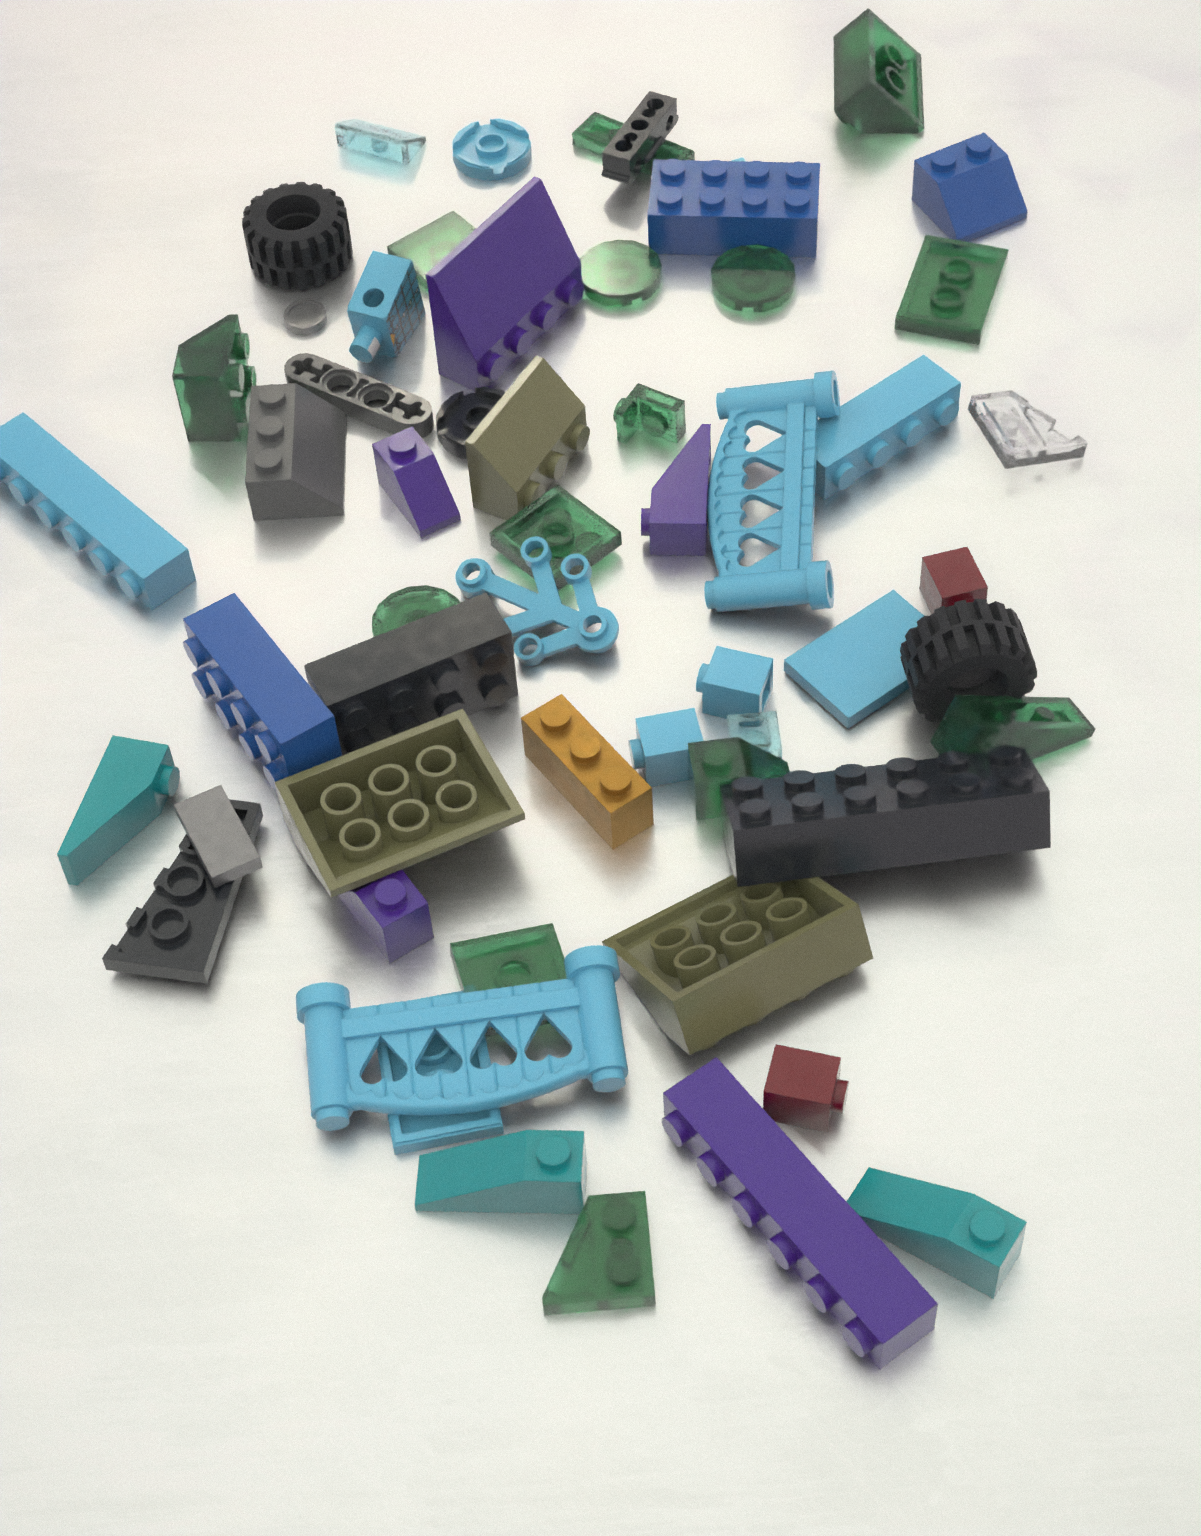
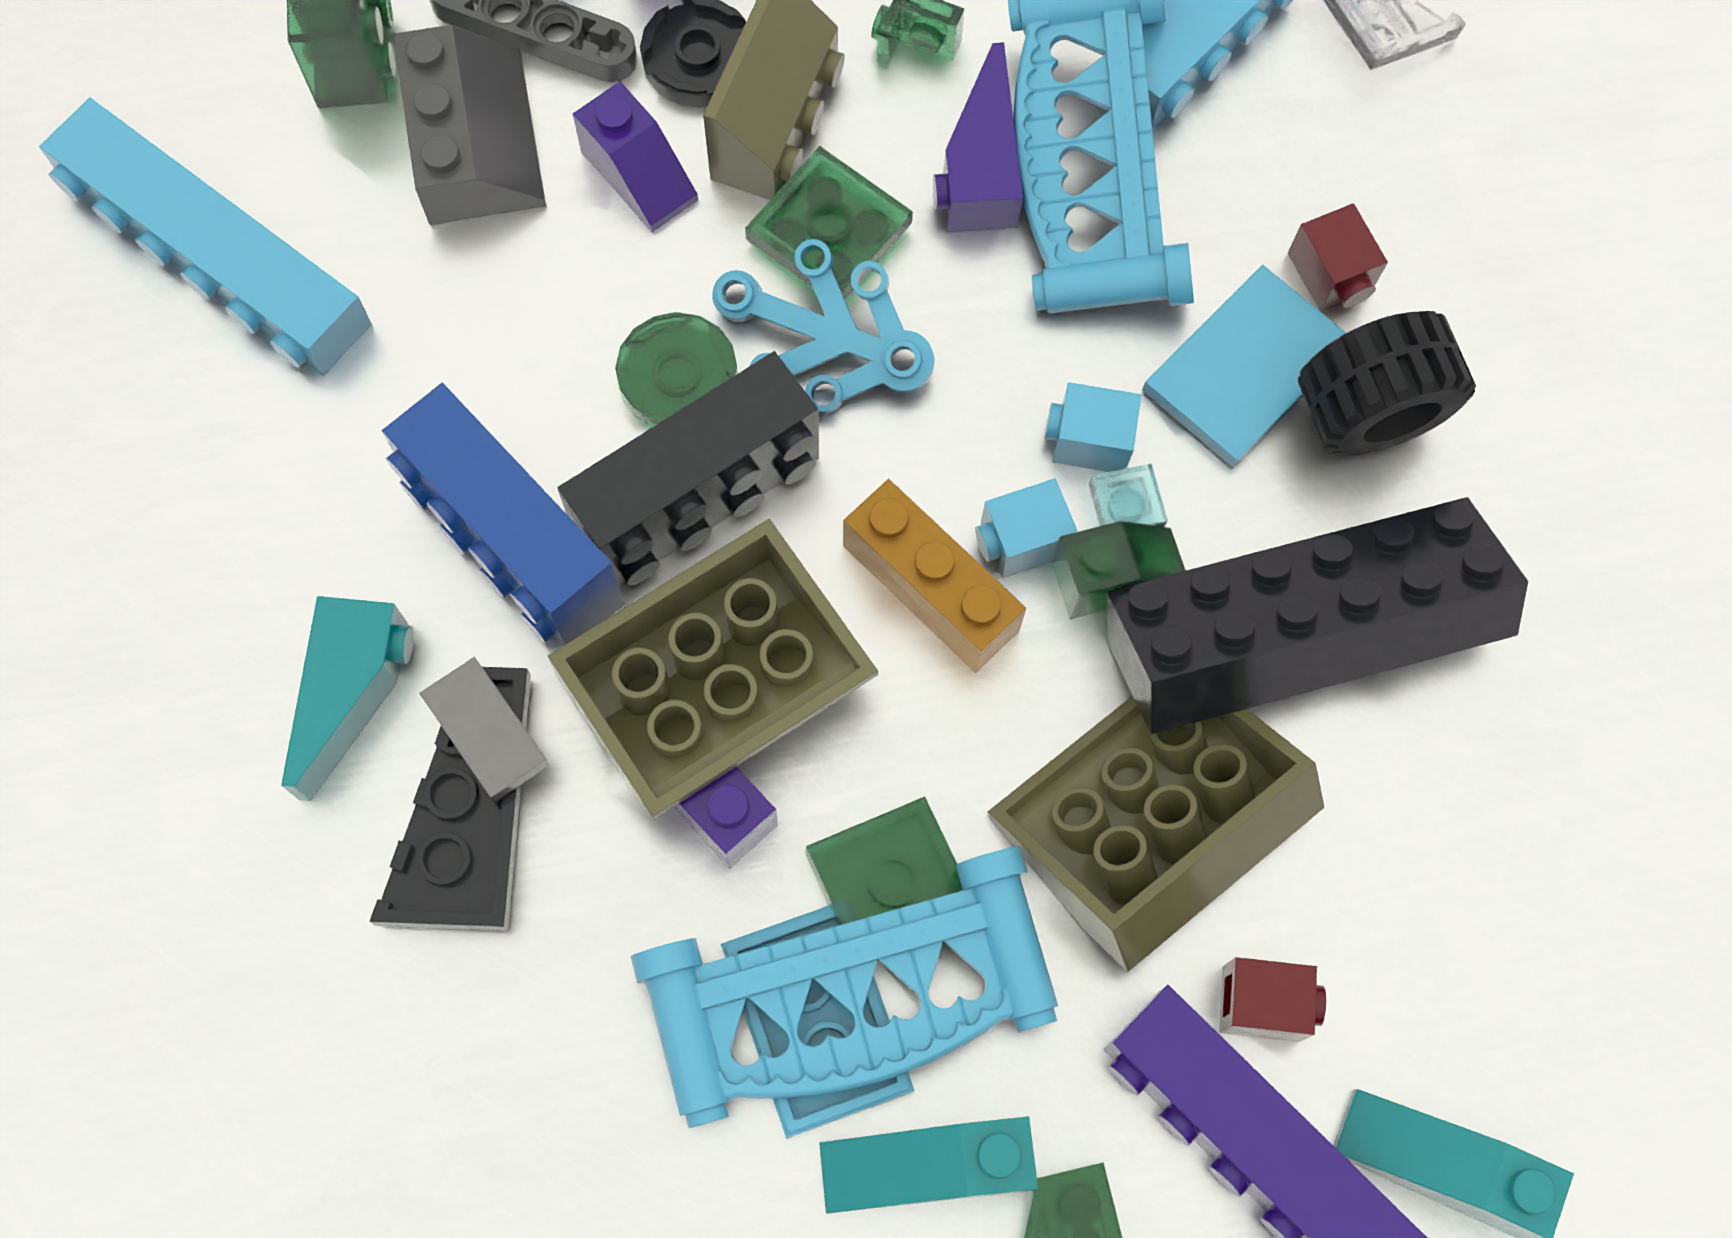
camera: 15 degrees left, 20 degrees up
(1034, 723) = (1436, 461): clear green slope -> none

